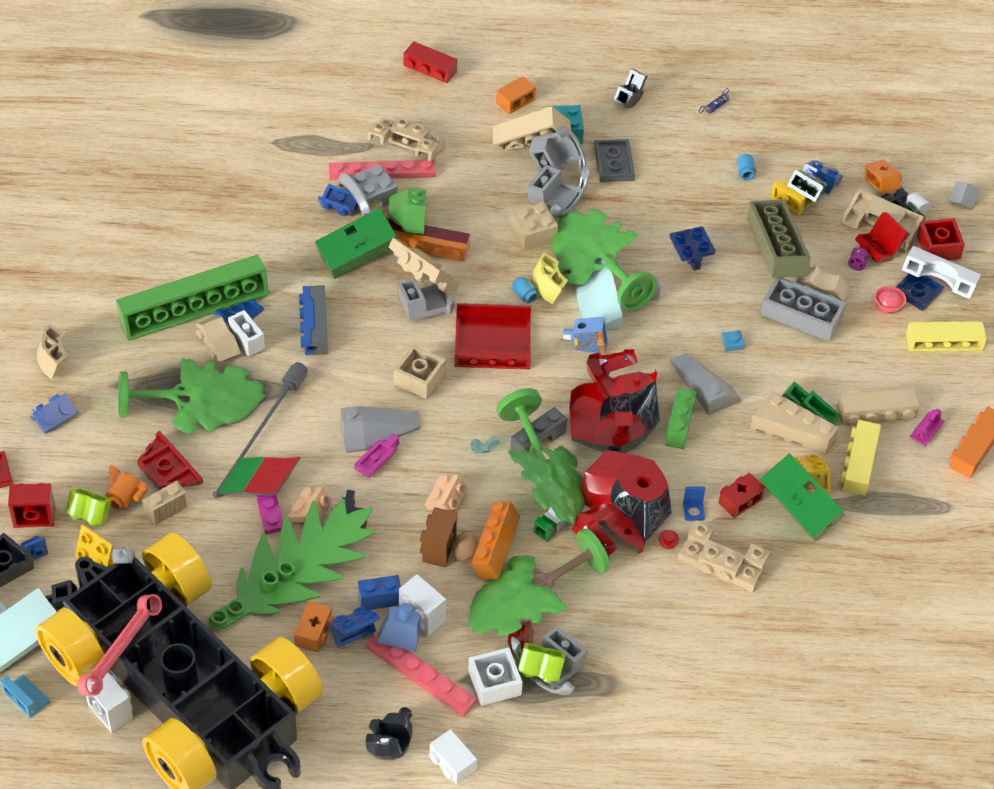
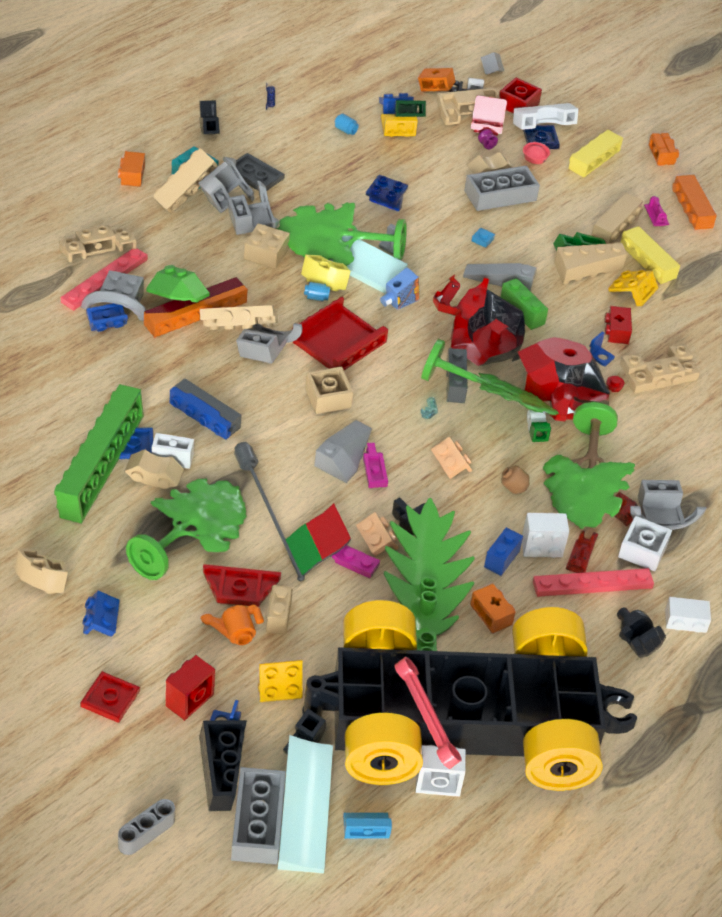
camera: 50 degrees left, 5 degrees down
(88, 506) = (230, 655): lime brick -> none
(123, 555) = (342, 651): light grey piece -> none
(353, 626) = (523, 579): blue bracket -> none
(355, 243) = (169, 334): green brick -> none
(400, 628) = (556, 558): medium blue torso -> none
(430, 62) = (39, 182): red brick -> none
(438, 536) = (494, 484): dark orange brick -> none
(441, 646) = (582, 553): none -> clear red hinge
(495, 540) = (527, 459): orange brick -> none
(541, 662) = (666, 508): lime brick -> none
(778, 238) = (437, 151): olive brick -> none
(802, 497) = (661, 297): green brick -> none

